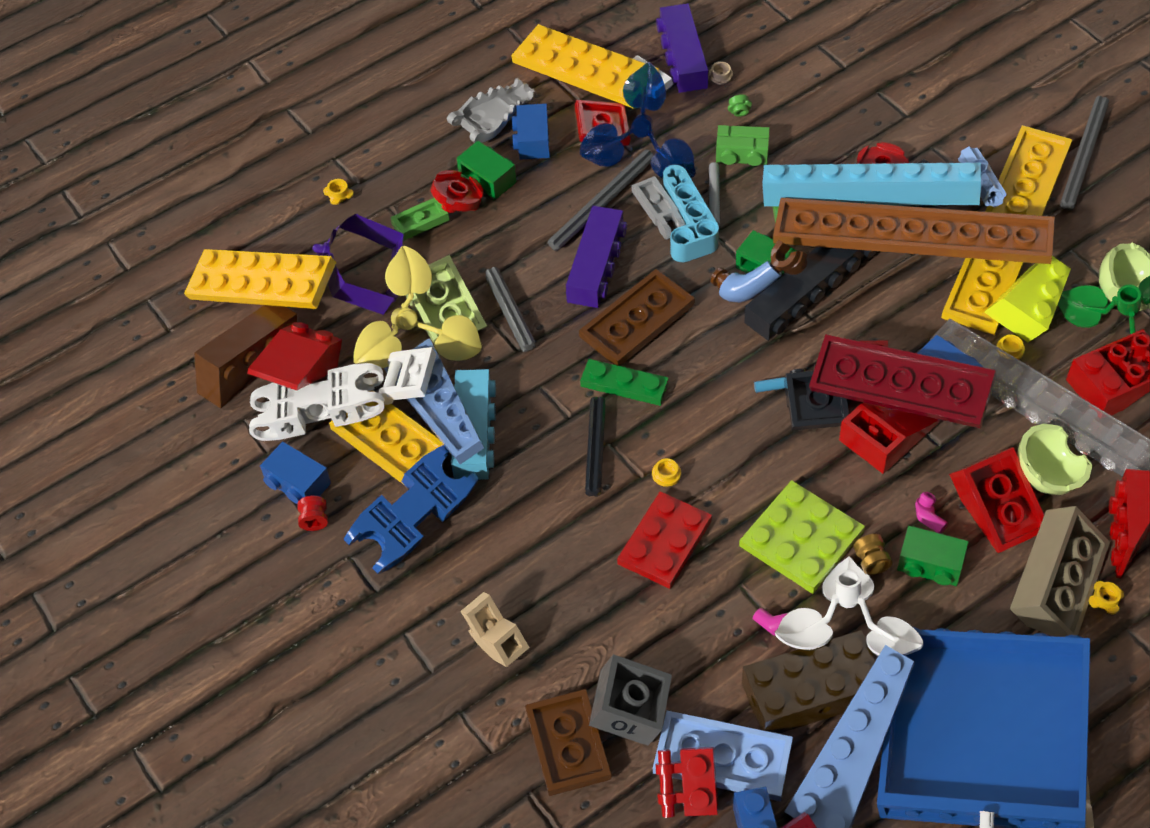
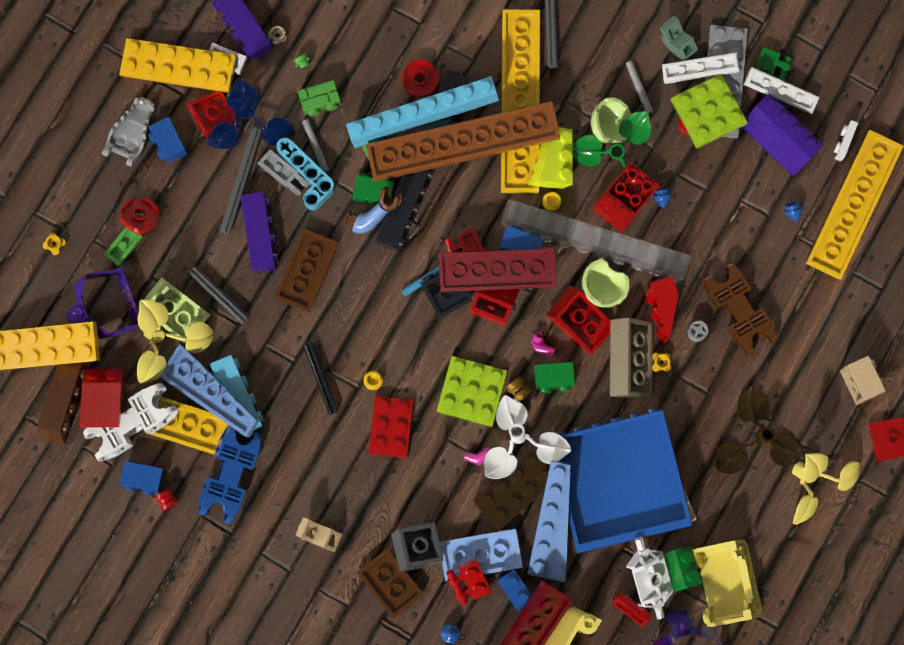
camera: 30 degrees left, 25 degrees up
(414, 375) = (186, 380): white plate -> none
(488, 168) = (151, 186): green brick -> none
(624, 382) = (318, 322): green plate -> none
(991, 189) = (485, 62): light blue piece -> none

